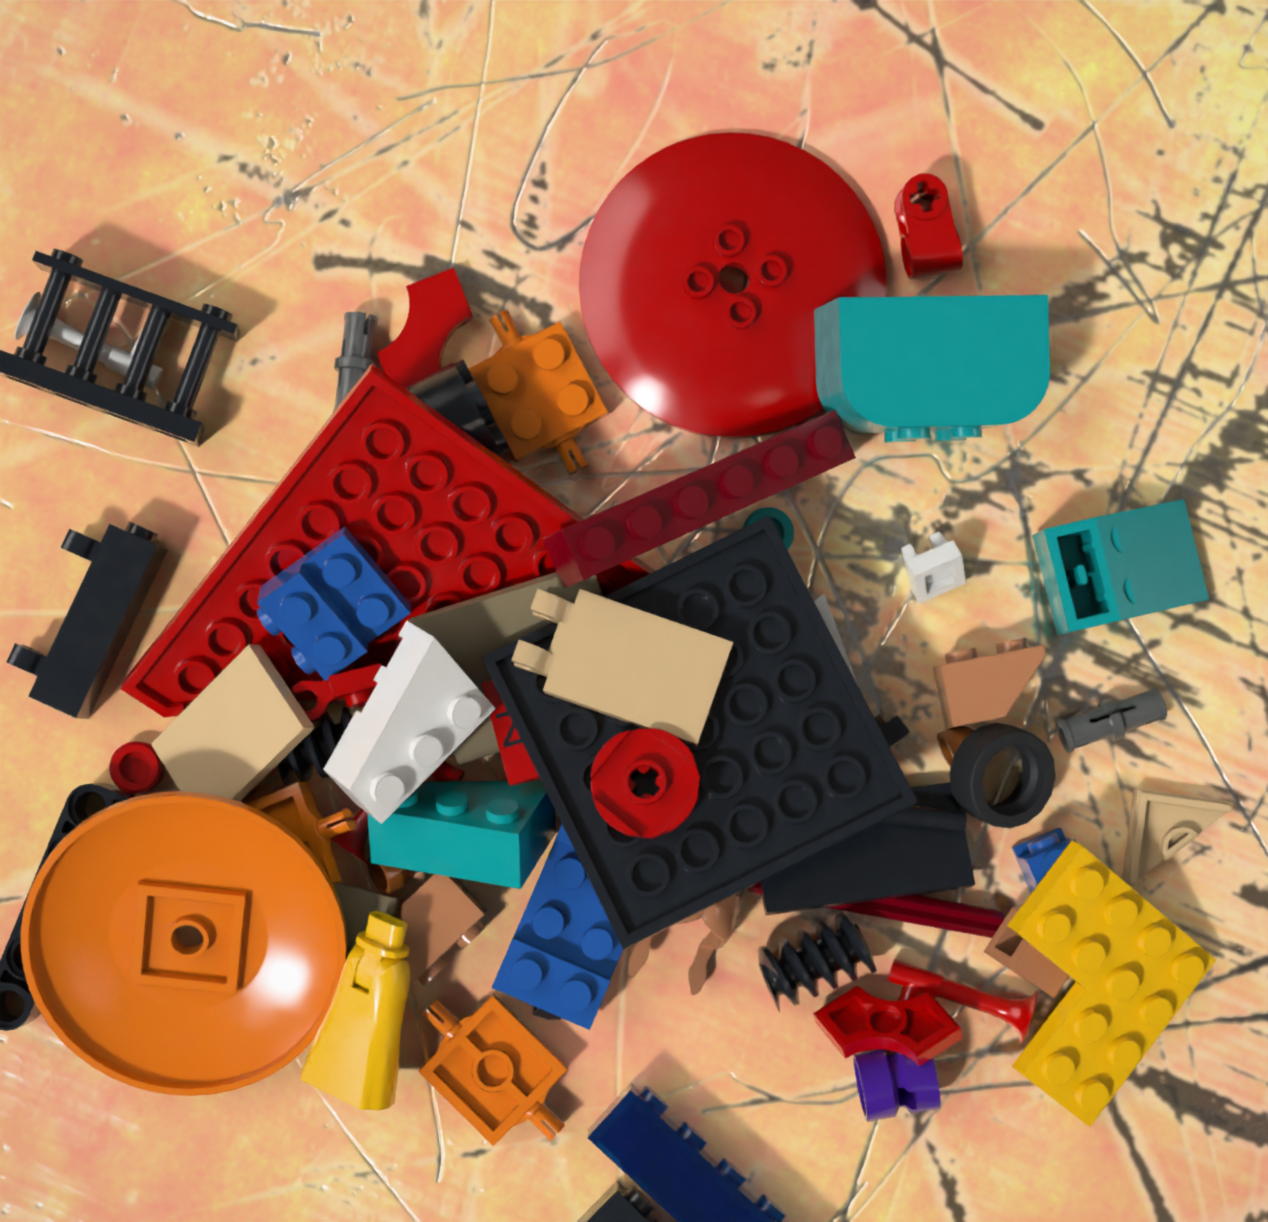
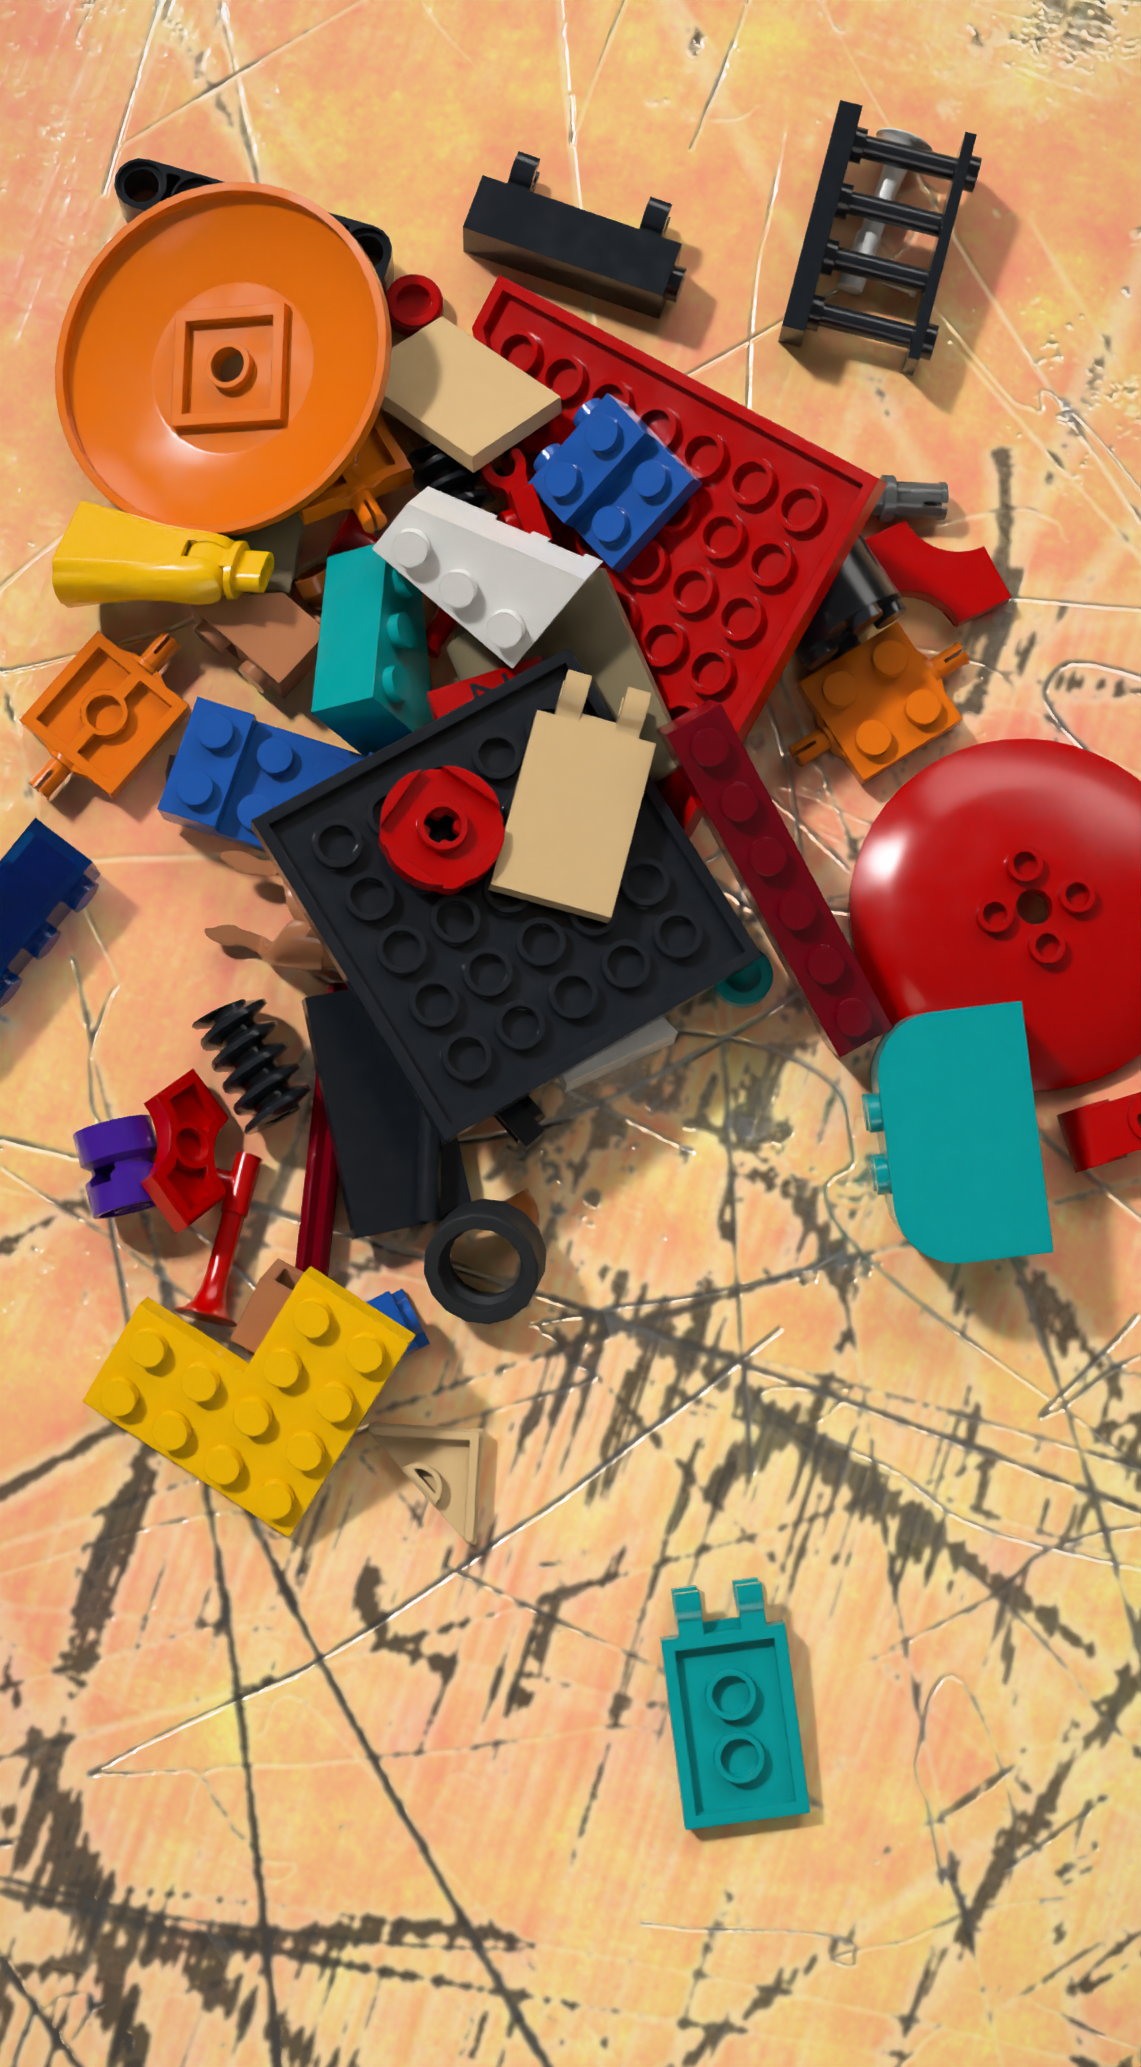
camera: 80 degrees right, 5 degrees down
(935, 569) = (718, 1167): white tile -> none
(985, 686) = (588, 1236): nougat slope -> none
(1111, 719) = (561, 1391): dark grey pin -> none
(1120, 566) = (744, 1388): teal slope -> none

